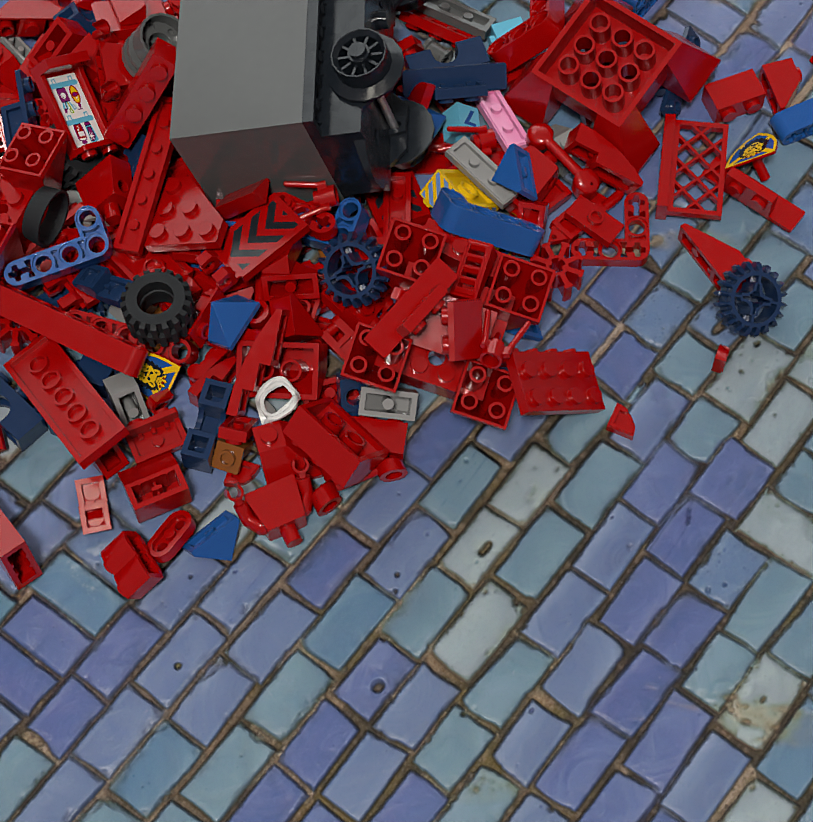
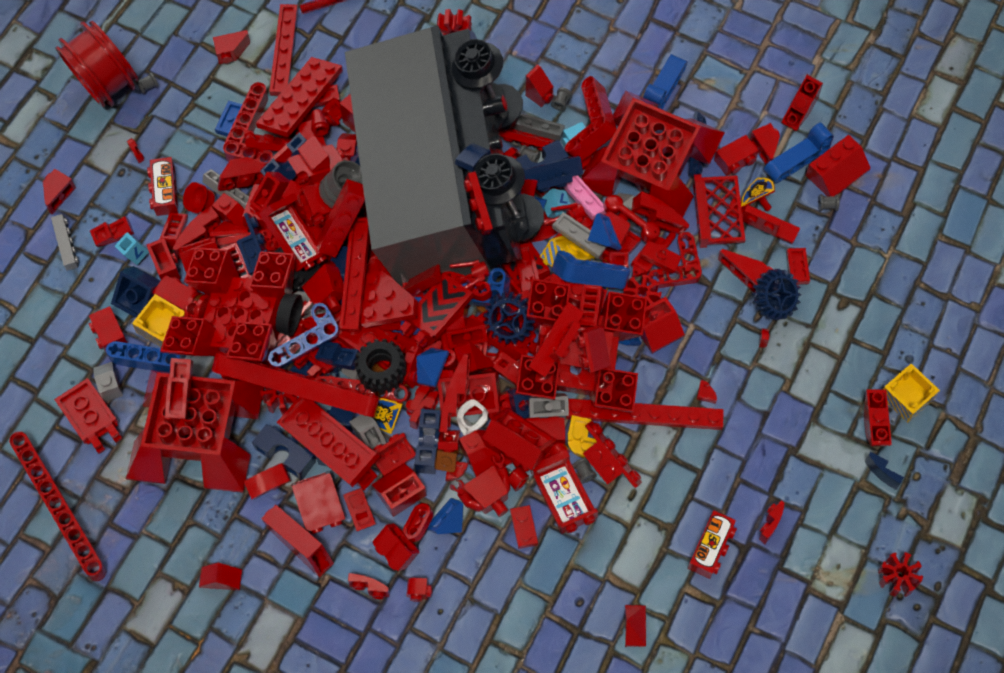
camera: 10 degrees left, 0 degrees up
(36, 485) = (318, 502): none -> red slope
(90, 617) = (375, 588): none -> red slope
(152, 629) = (418, 589): none -> red plate
(159, 400) = (390, 429): red tile -> none
(320, 568) = (524, 527): none -> red plate
(328, 95) = (477, 203): none -> red plate
(332, 27) = (471, 156): none -> dark blue slope
(387, 529) = (564, 493): none -> panel
(423, 502) = (584, 470): none -> dark grey bush
(425, 463) = (578, 436): none -> yellow plate
(450, 733) = (635, 625): none -> red slope
(457, 491) = (606, 458): none -> red bracket
(494, 349) = (617, 358): red plant -> none
(531, 440) = (650, 415): none -> red plate
(554, 382) = (657, 373): red bracket -> none
(573, 315) = (661, 325): none -> red slope
(584, 637) = (712, 545): none -> brick
(681, 614) = (774, 515): none -> red slope
(791, 264) = (798, 264): none -> red plate

